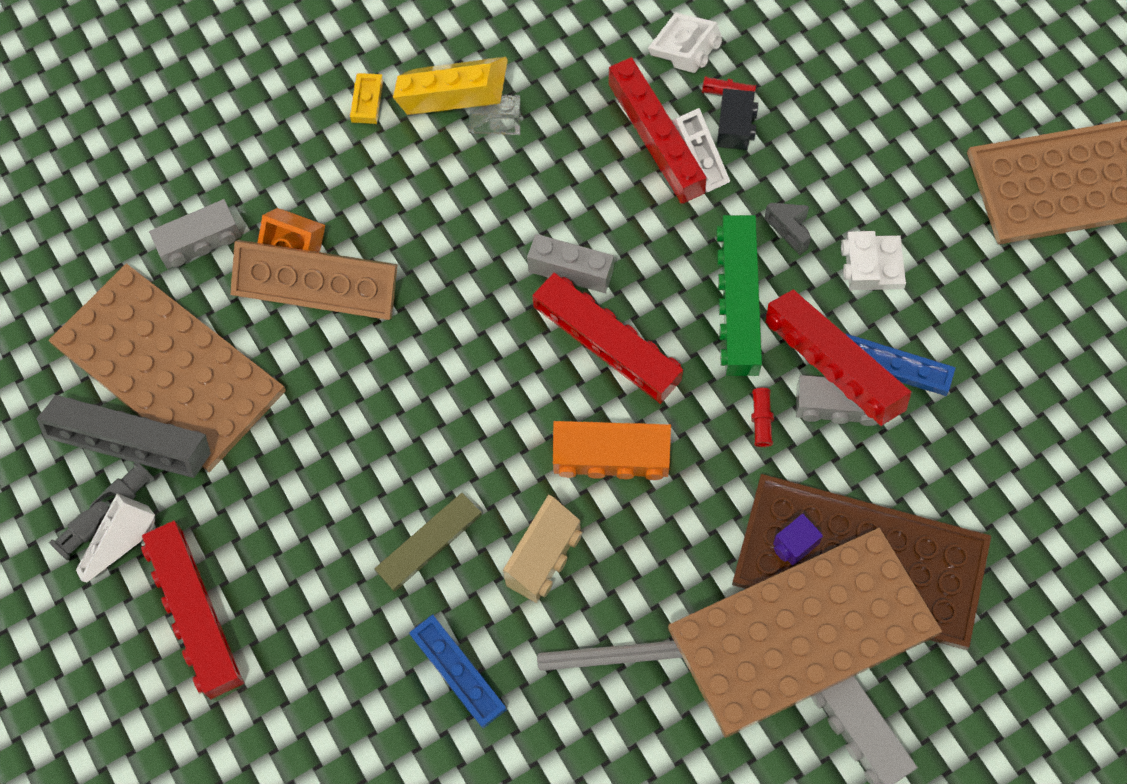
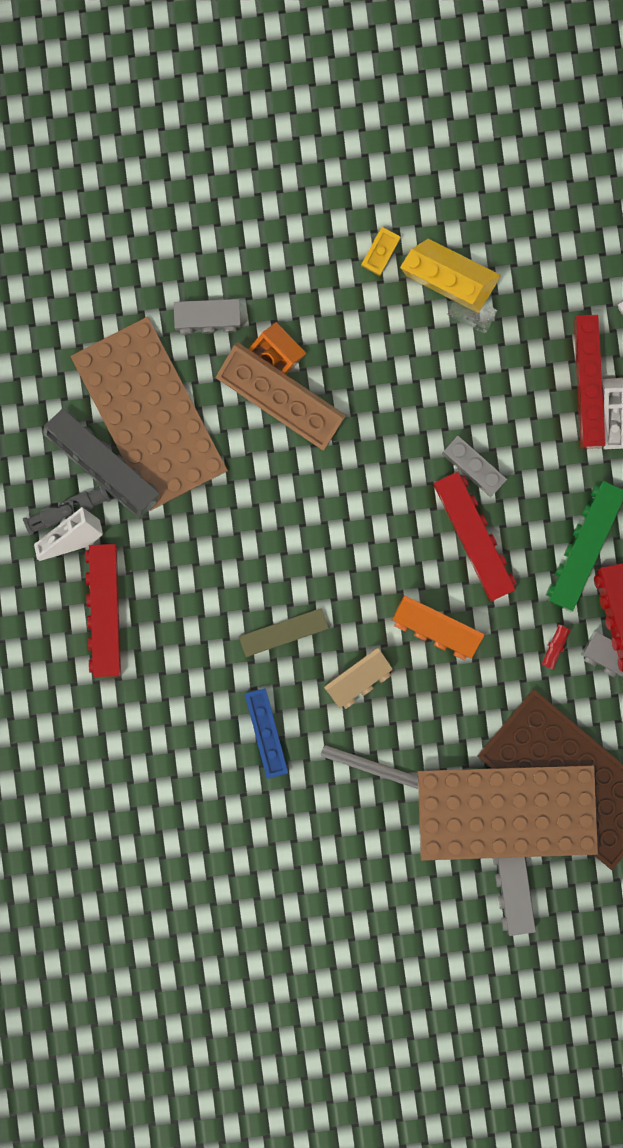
camera: 20 degrees right, 20 degrees up
(797, 540) = (532, 750): dark purple brick -> none

